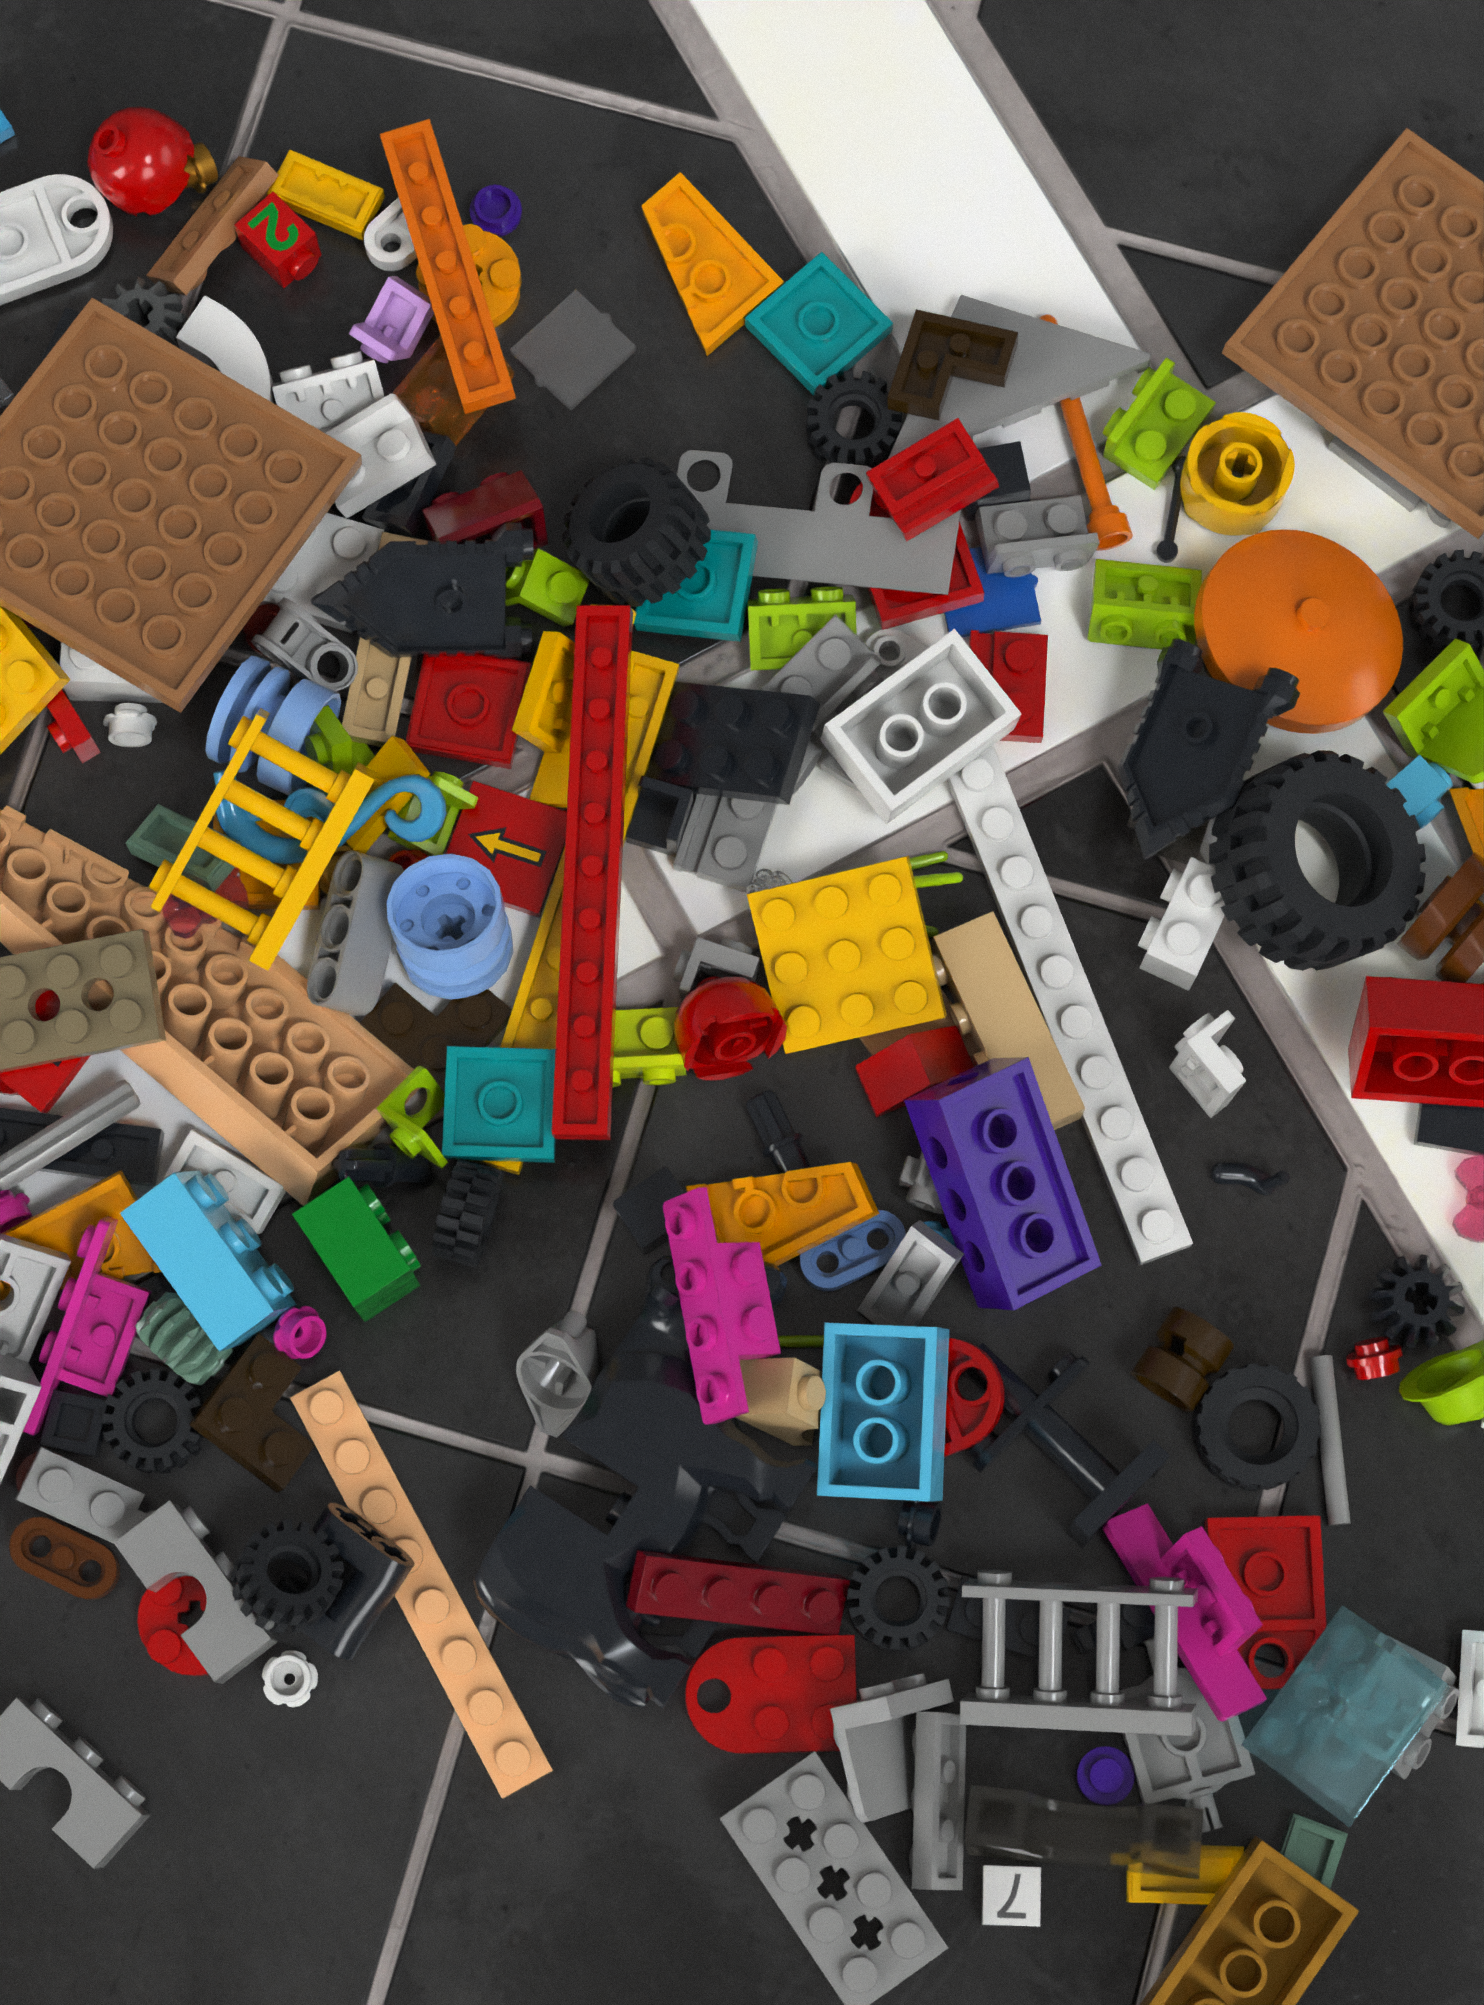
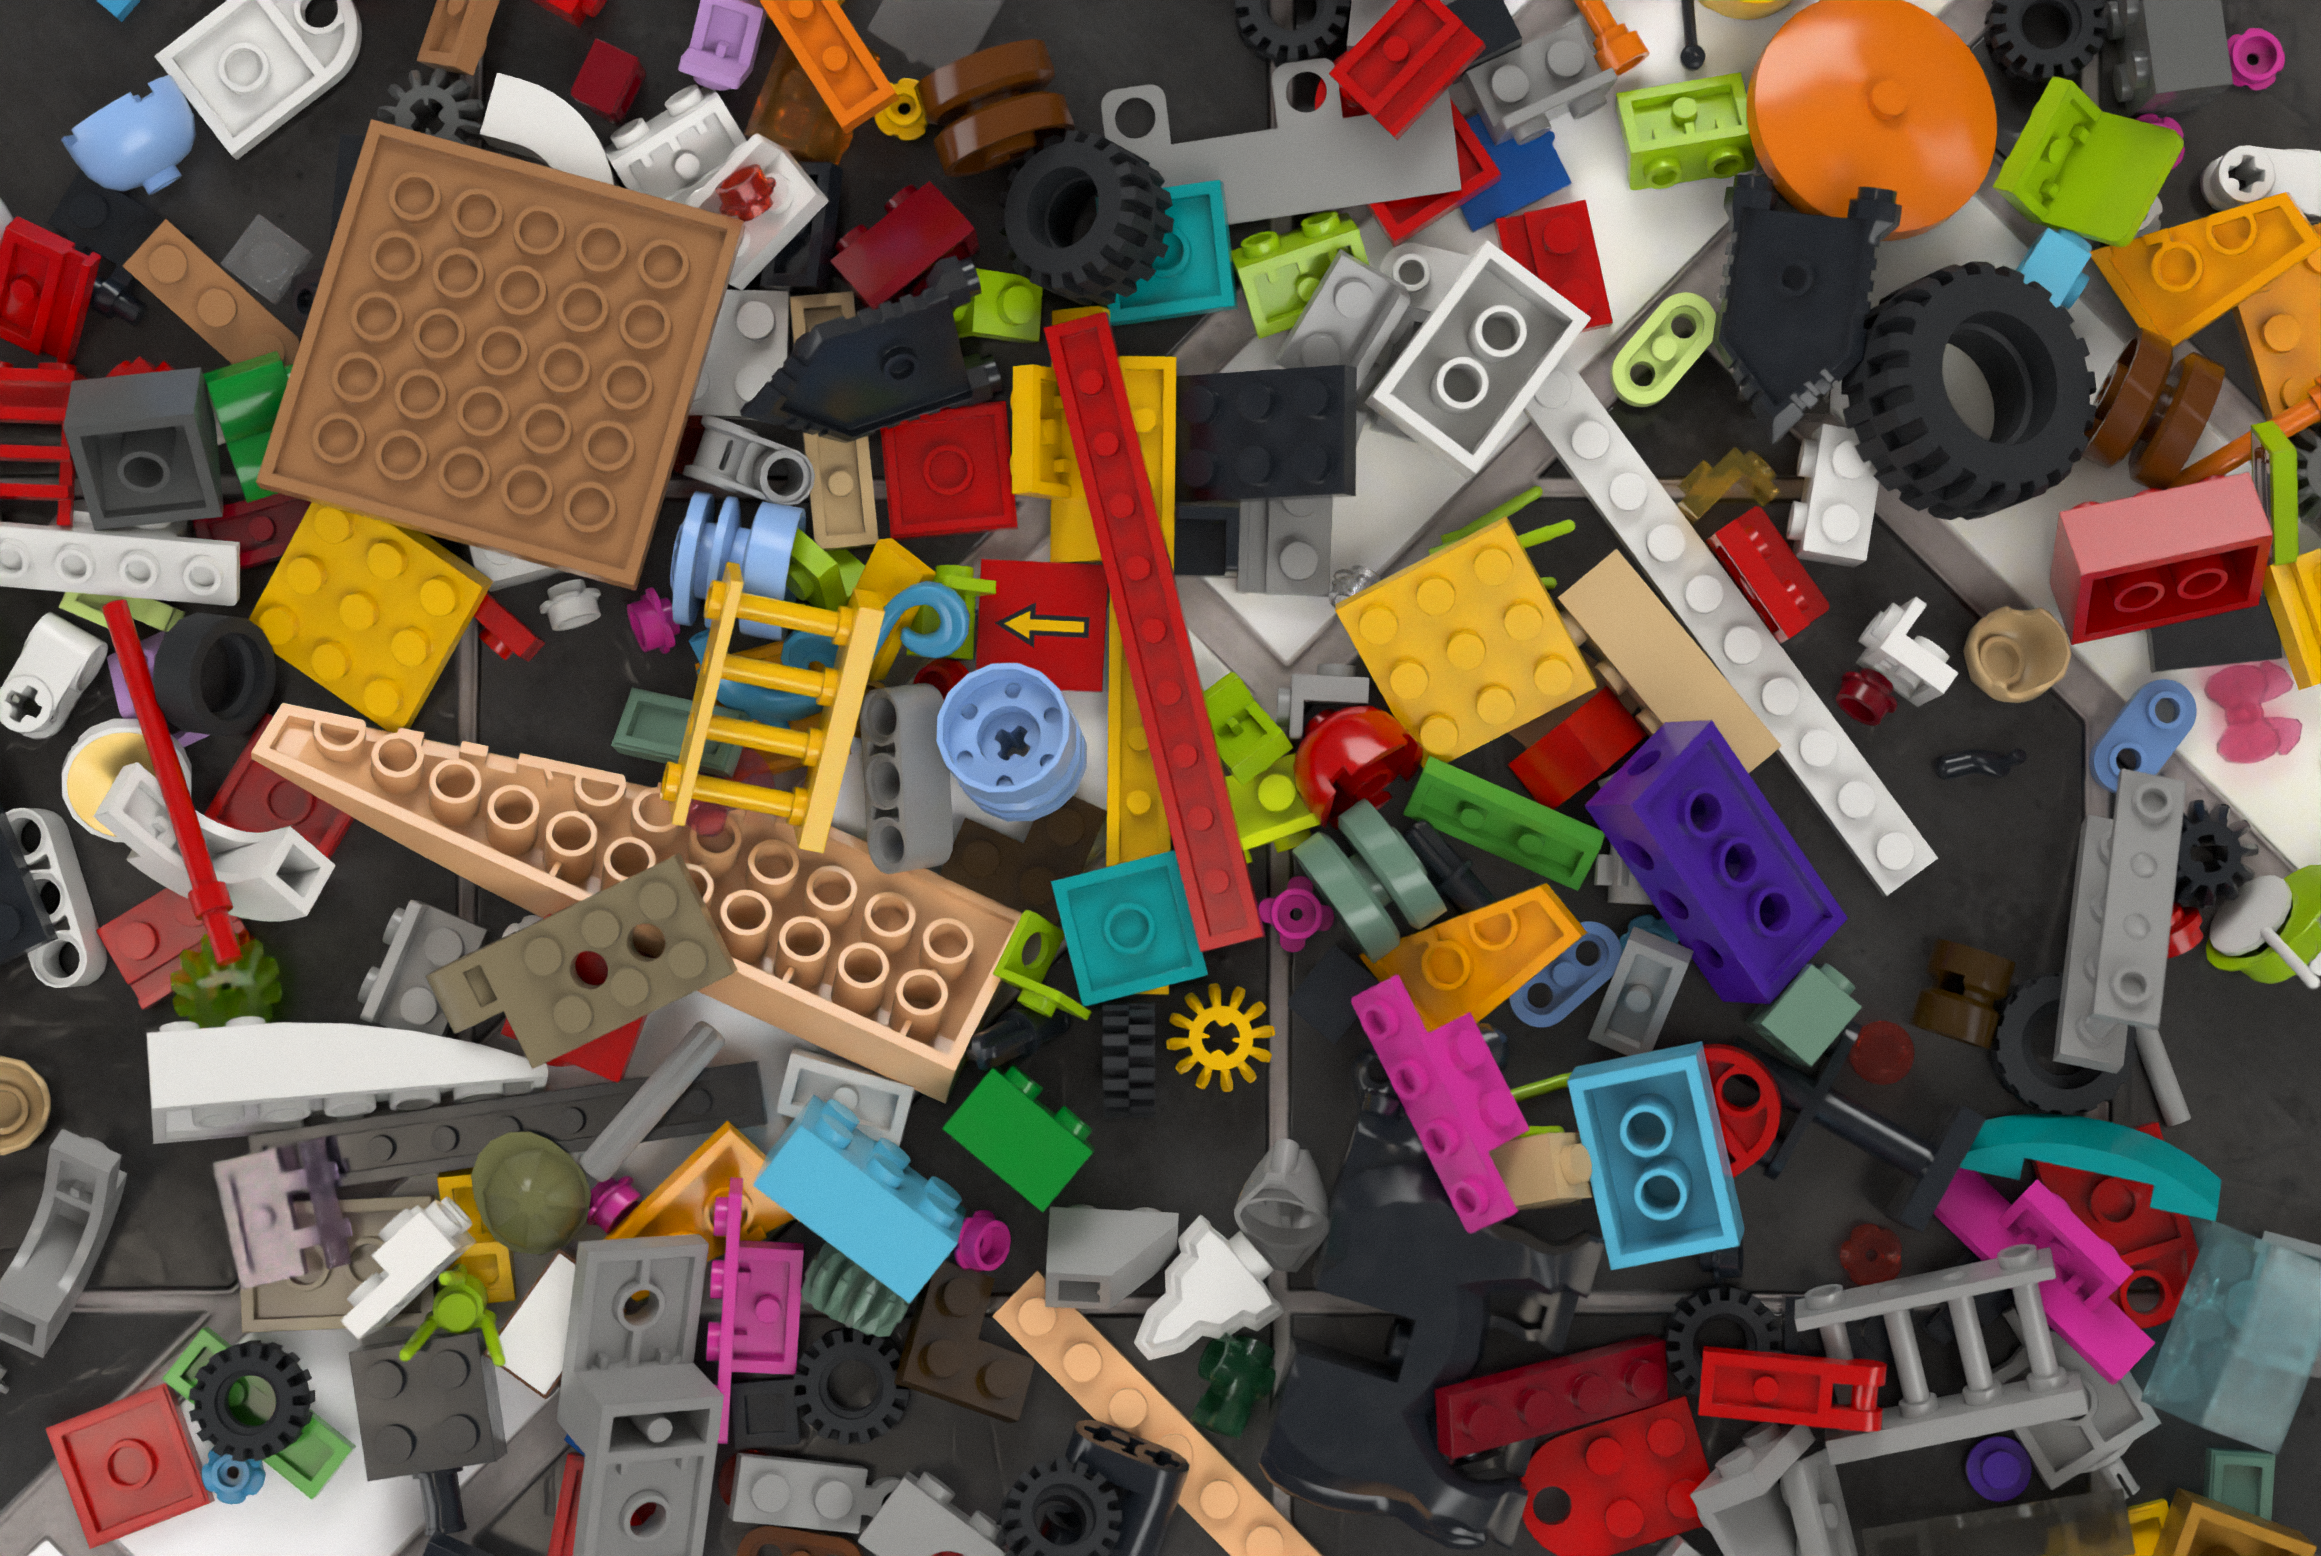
camera: 15 degrees left, 10 degrees up
(190, 756) = (653, 622): none -> dark pink plate
(292, 330) = (608, 82): none -> dark red slope
(370, 435) = (746, 193): none -> clear red plate
(399, 1370) = (1105, 1253): none -> light grey slope
(477, 1429) = (1208, 1292): none -> white rock
(481, 1507) = (1238, 1377): none -> clear green plate
(521, 430) = (906, 126): none -> yellow plate
(561, 1204) = (1223, 1016): none -> yellow gear
(587, 424) = (993, 107): none -> reddish brown wheel
(642, 974) = (1243, 730): none -> lime bracket
(648, 1124) = (1314, 915): none -> dark pink plate
(715, 1119) = (1377, 874): none -> sand green wheel
(838, 1111) = (1504, 823): none -> bright green plate
(941, 1644) = (1790, 1389): none -> red plate
(1043, 1332) = (1806, 1014): none -> sand green brick
(1046, 1545) = (1888, 1258): none -> clear red plate
(1075, 769) = (1662, 350): none -> yellowish green plate
(1085, 886) = (1708, 483): none -> clear yellow bracket
(1101, 1393) = (1882, 1053): none -> clear red plate
(1113, 970) = (1768, 574): none -> red bracket
(1169, 1094) = (1866, 696): none -> dark red plate
(1303, 1092) = (2017, 653): none -> tan hair
(1320, 1561) = (2100, 1147): none -> teal slope
(1328, 1326) = (2120, 922): none -> light grey fence
(1394, 1192) = (2142, 733): none -> medium blue plate
(1446, 1364) = (2254, 919): none -> white piece

